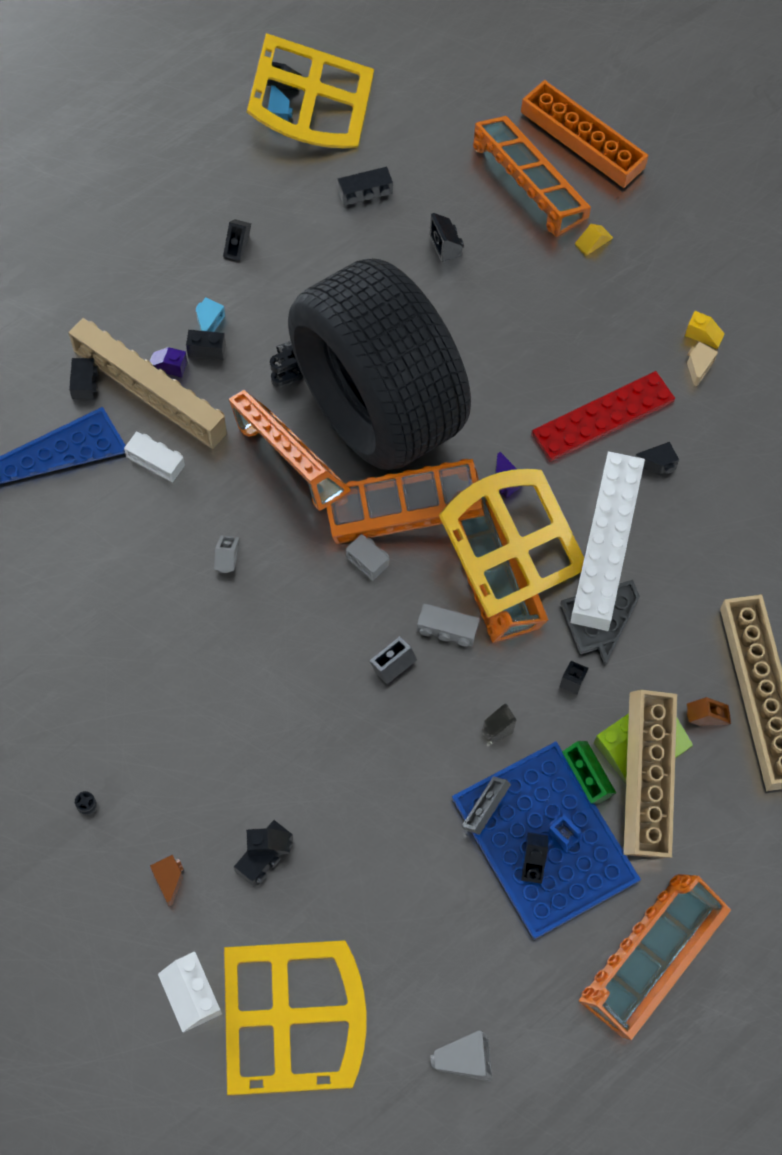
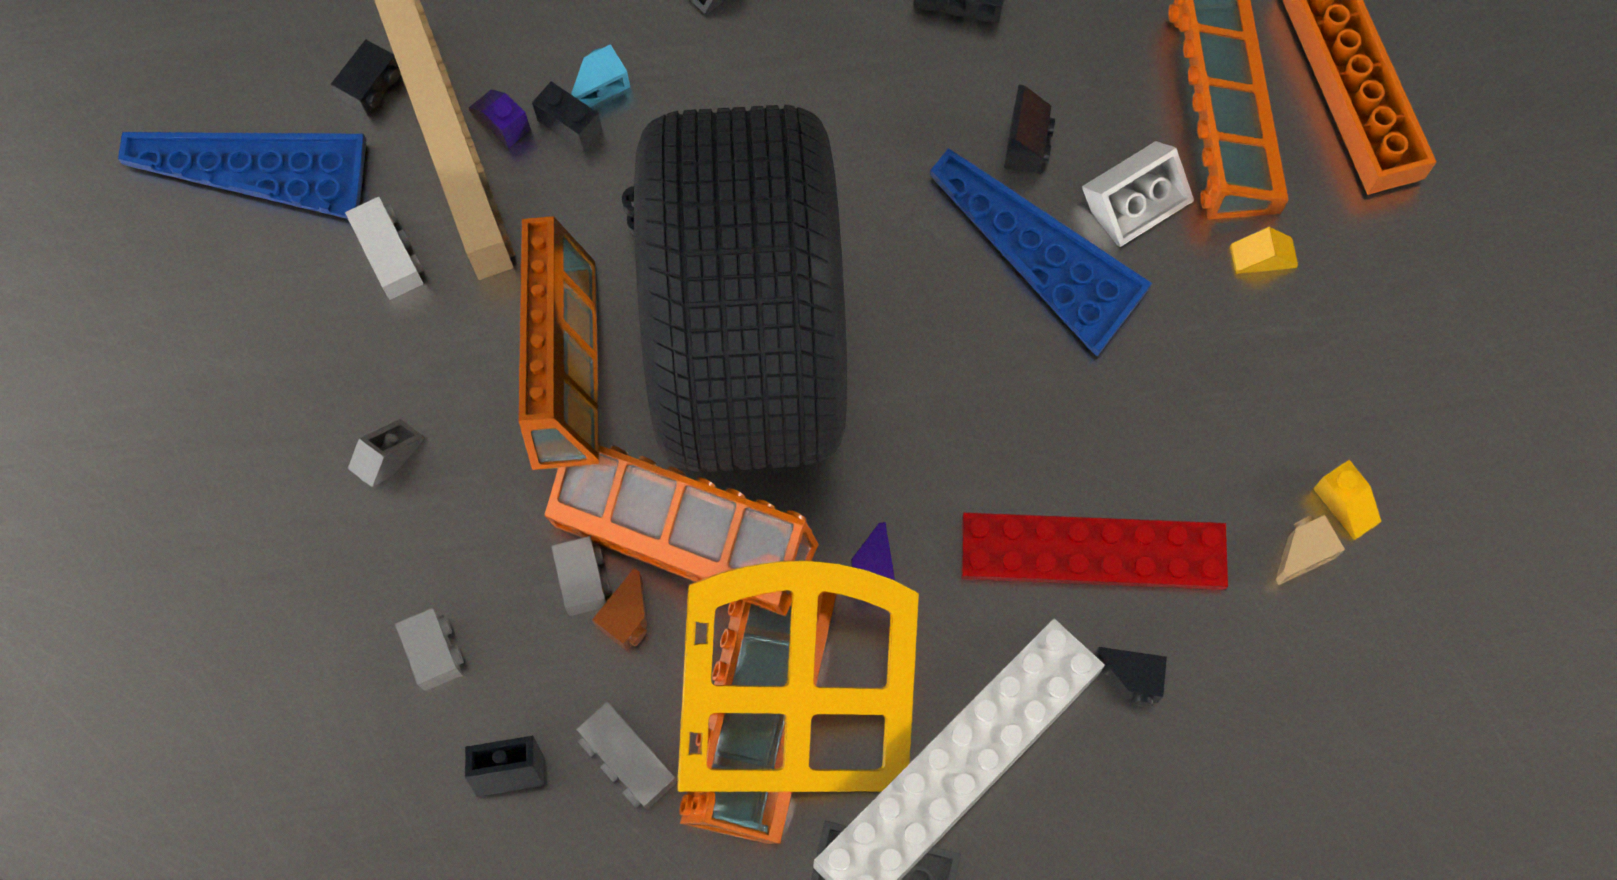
camera: 35 degrees right, 5 degrees up
(316, 630) = (429, 648): none -> light grey brick
(402, 562) = (624, 614): none -> dark orange slope
(505, 293) = (1069, 272): none -> blue wing
(516, 239) = (1139, 192): none -> white slope

